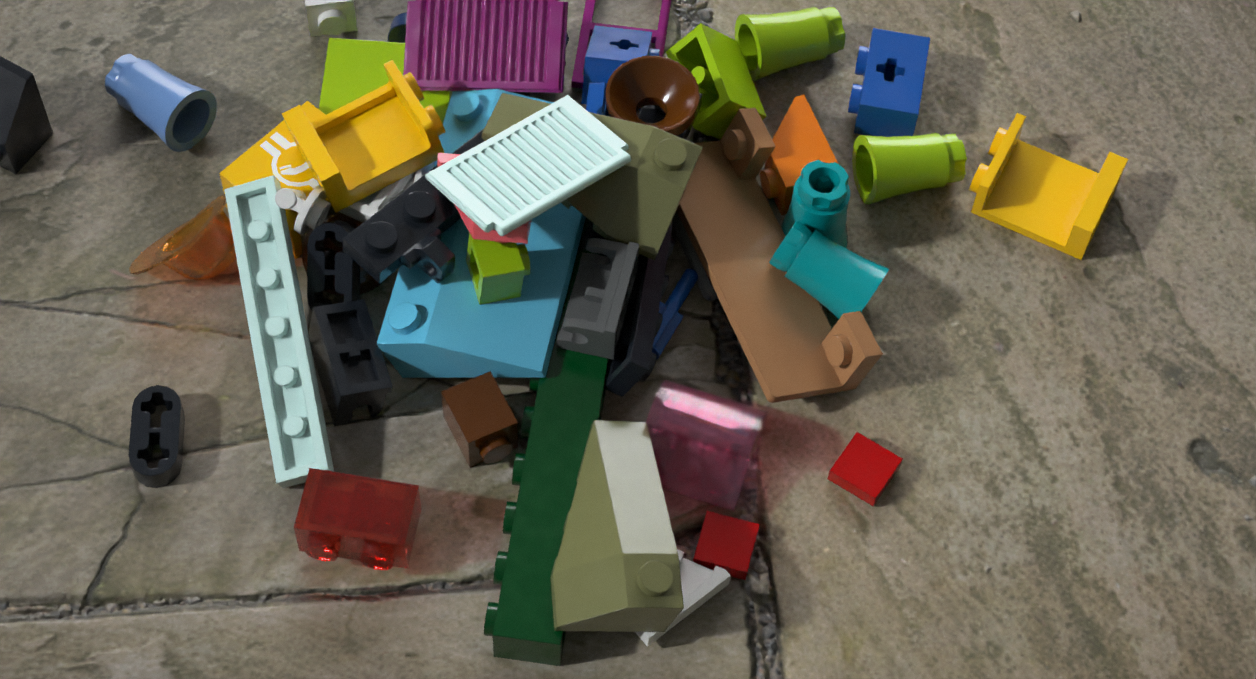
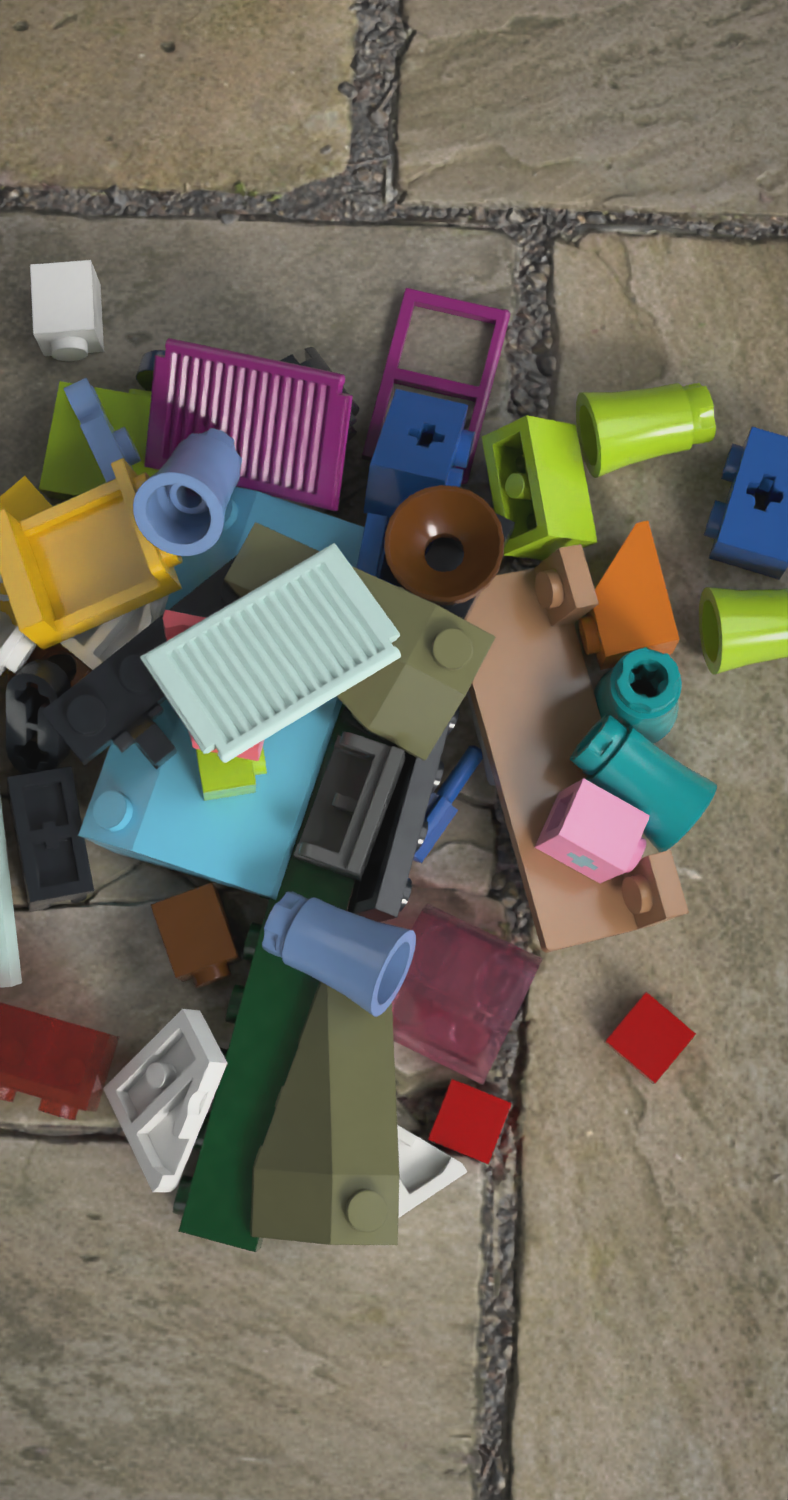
camera: 15 degrees right, 20 degrees up
(364, 56) = (102, 438): none -> medium blue plate
(431, 81) = (187, 499): none -> medium blue plant
(470, 535) = (166, 1096): none -> white wing
(607, 394) = (341, 949): none -> medium blue plant
(797, 306) = (594, 832): none -> bright pink brick

